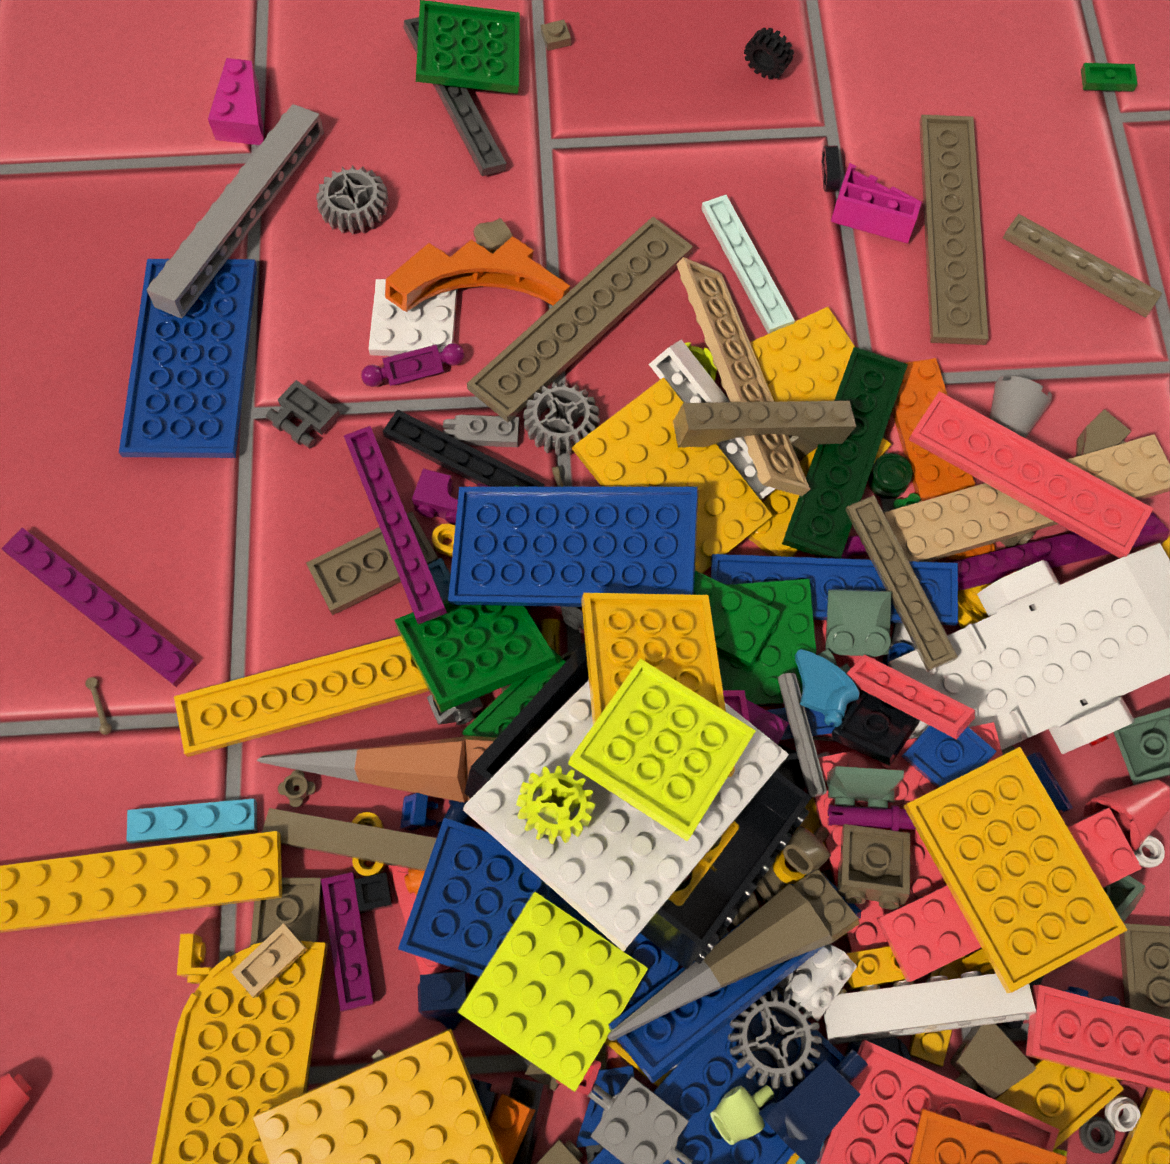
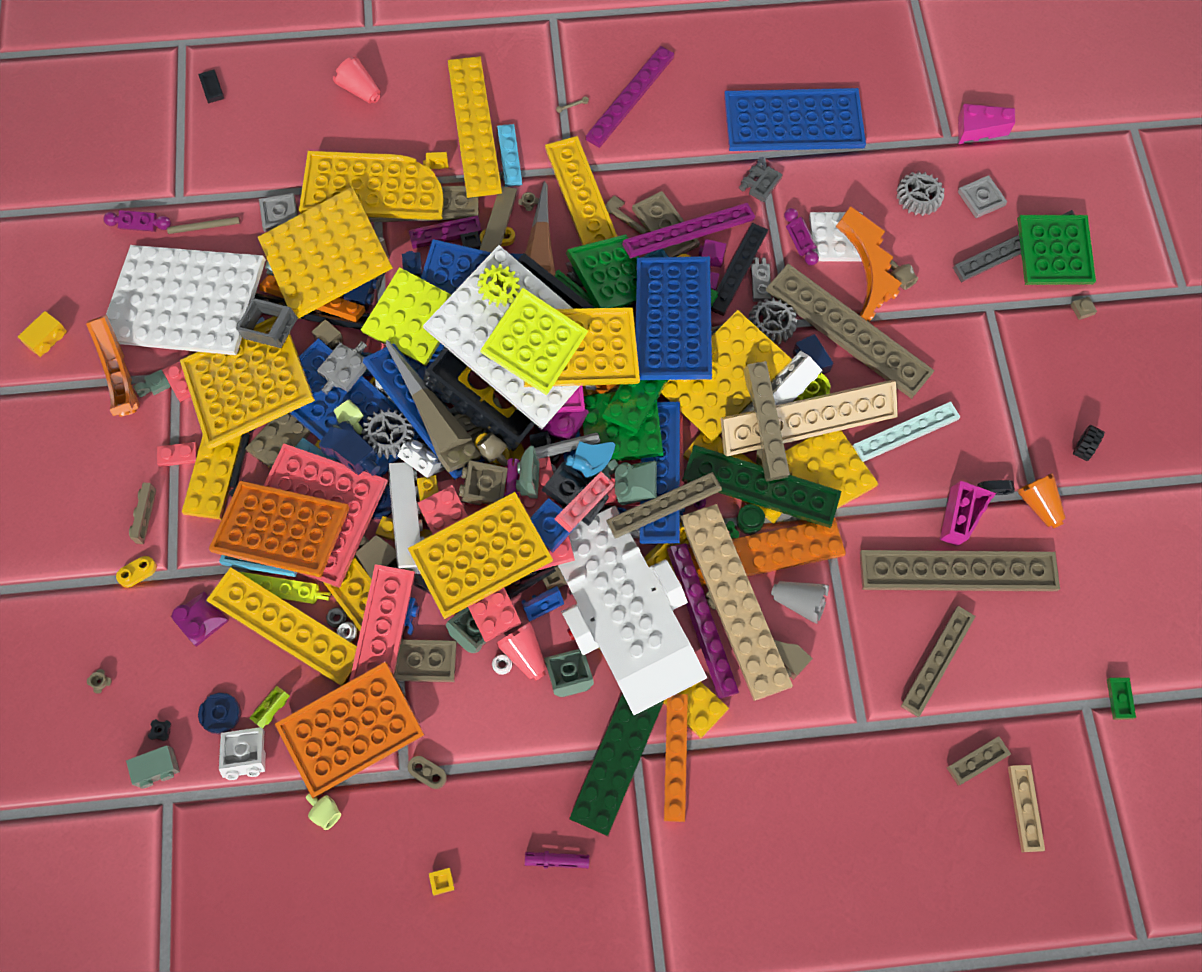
camera: 85 degrees right, 0 degrees up
(235, 212) = (901, 129): light grey brick -> none
(269, 960) = (430, 188): tan plate -> none
(320, 646) = (612, 208): none -> dark tan piece
(366, 124) = (982, 196): none -> light grey plate
(624, 369) = (814, 349): none -> dark blue brick
(846, 115) = (1044, 500): none -> orange cone
(1031, 475) = (747, 592): coral plate -> none

